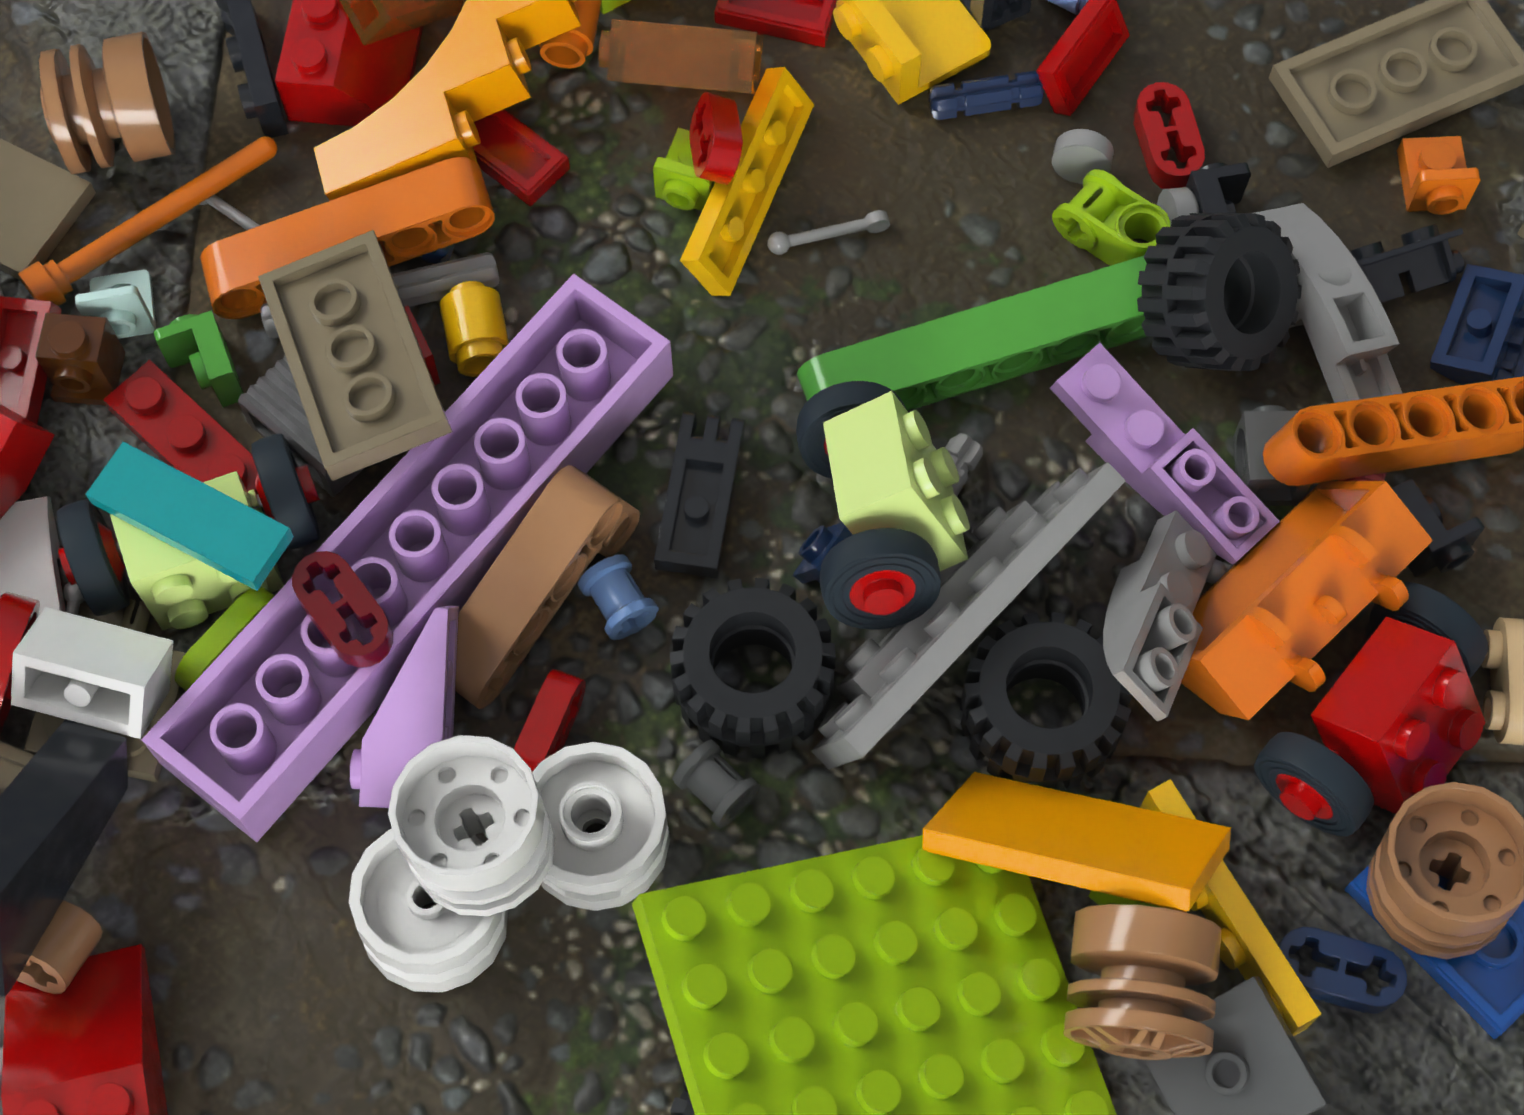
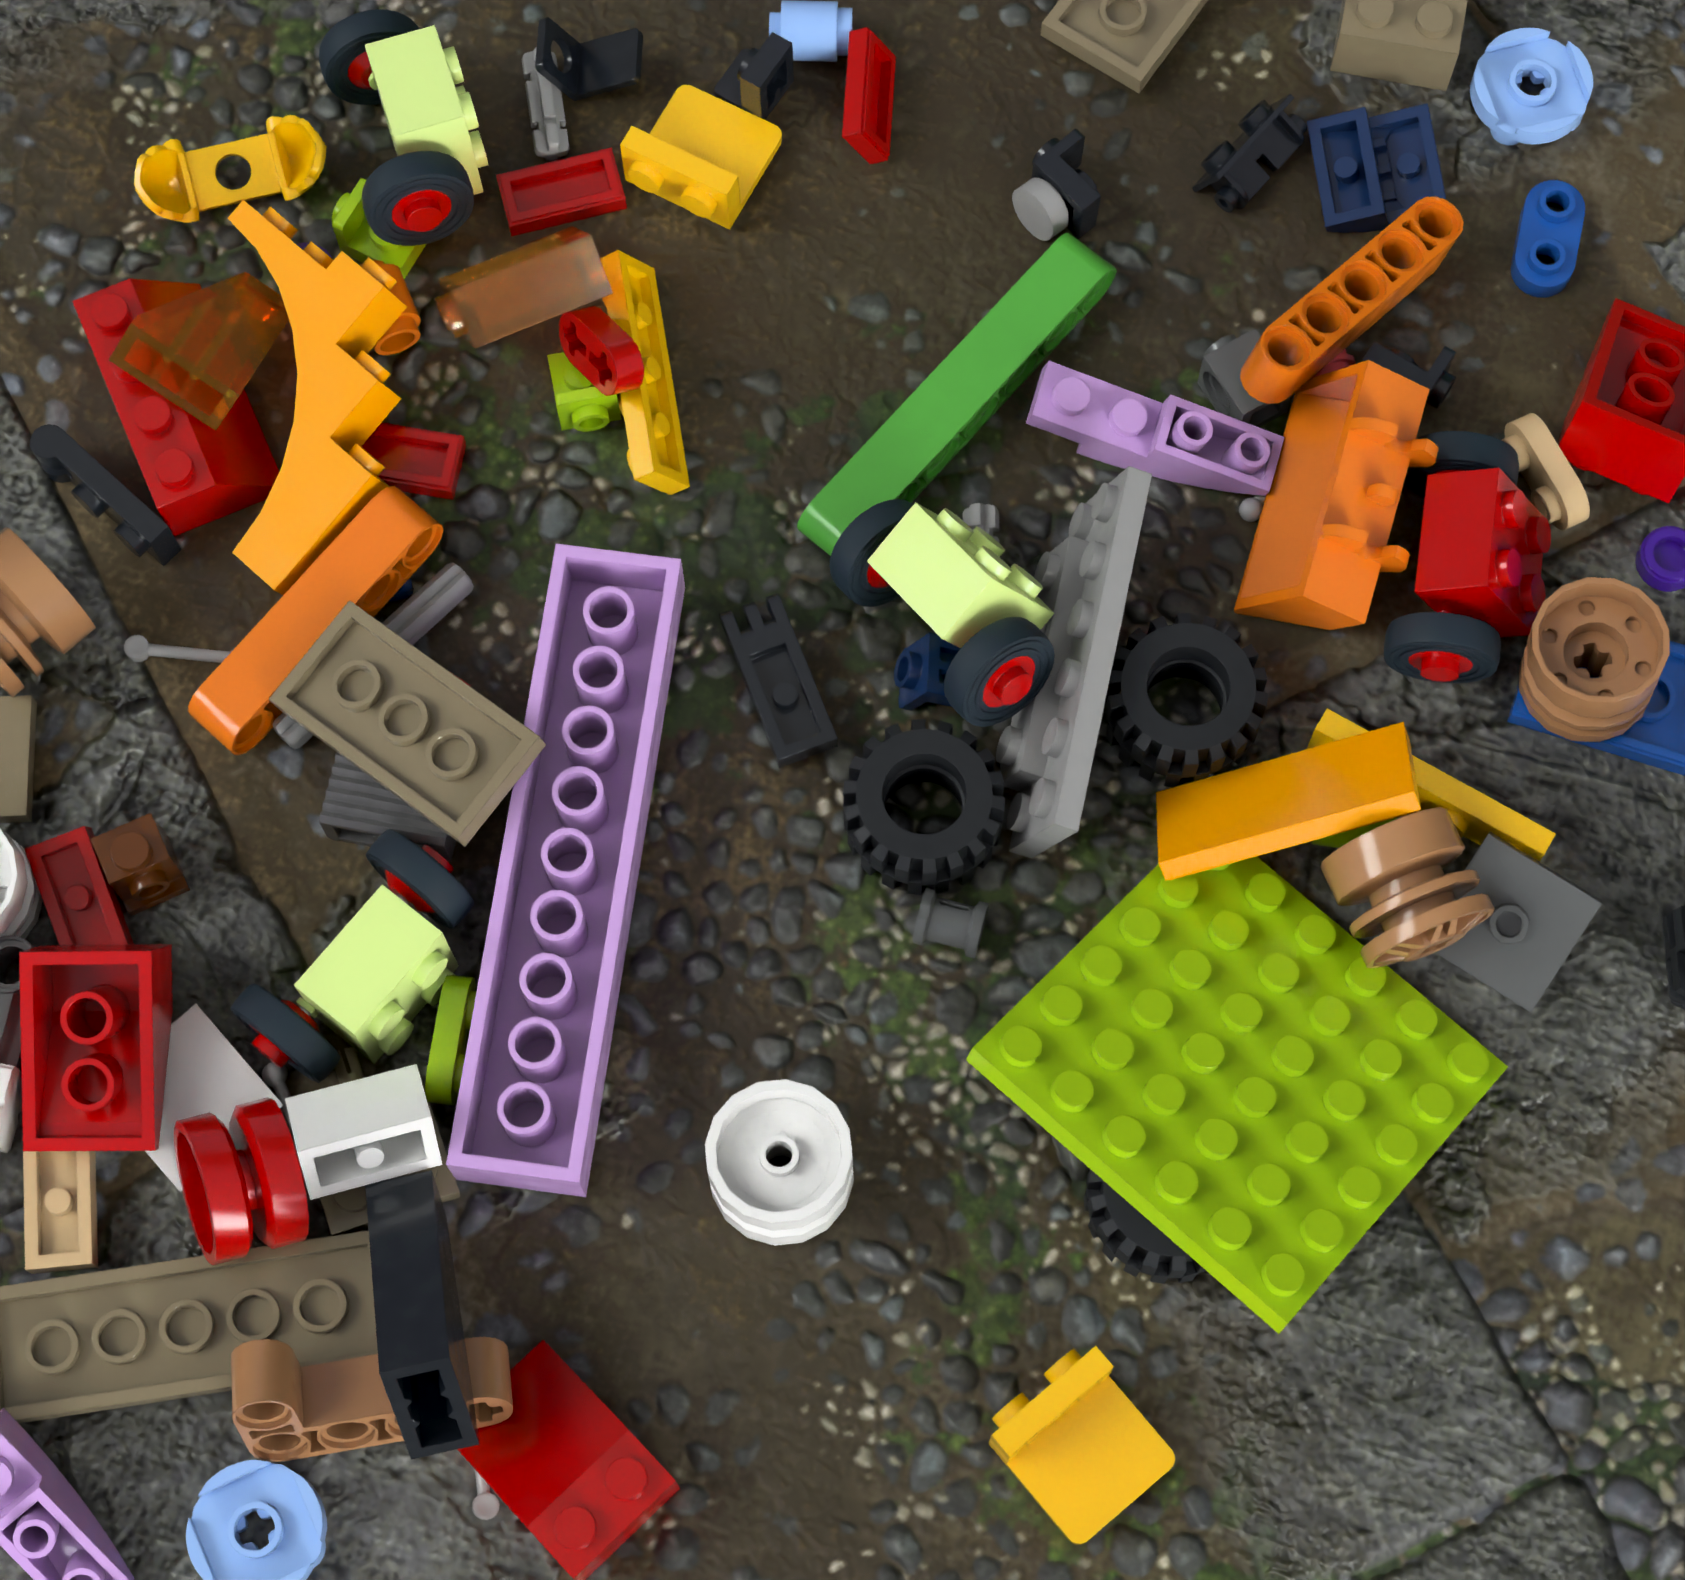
camera: 30 degrees left, 5 degrees up
(54, 280) = (59, 806): orange piece -> none
(124, 300) = (152, 795): light aqua bracket -> none
(178, 427) = (279, 880): red plate -> none
(190, 515) = (371, 946): teal tile -> none
(202, 343) = (258, 792): bright green bracket -> none
(354, 600) = (557, 938): dark red beam -> none
(413, 712) = (669, 1027): lavender slope -> none
(466, 790) = (786, 1036): white wheel -> none
(473, 326) = (484, 640): yellow brick -> none
(534, 577) = (687, 844): medium nougat beam -> none
(550, 717) = (778, 960): red beam -> none
(609, 788) = (883, 979): white wheel -> none
(618, 596) = (765, 810): medium blue bush -> none
(873, 222) = (703, 414): light grey hinge -> none
(985, 95) = (803, 180): dark blue axle -> none
(1080, 152) = (925, 194): light grey tile -> none
(1108, 217) = (987, 241): lime piece -> none
(1150, 613) = (1229, 577): light grey slope -> none
(1156, 139) = (993, 130): red beam -> none
(1219, 291) = (1124, 260): black tyre -> none
(1338, 309) = (1217, 213): light grey slope -> none
(1349, 955) = (1548, 772): dark blue beam -> none
(1436, 174) = (1234, 52): orange bracket -> none

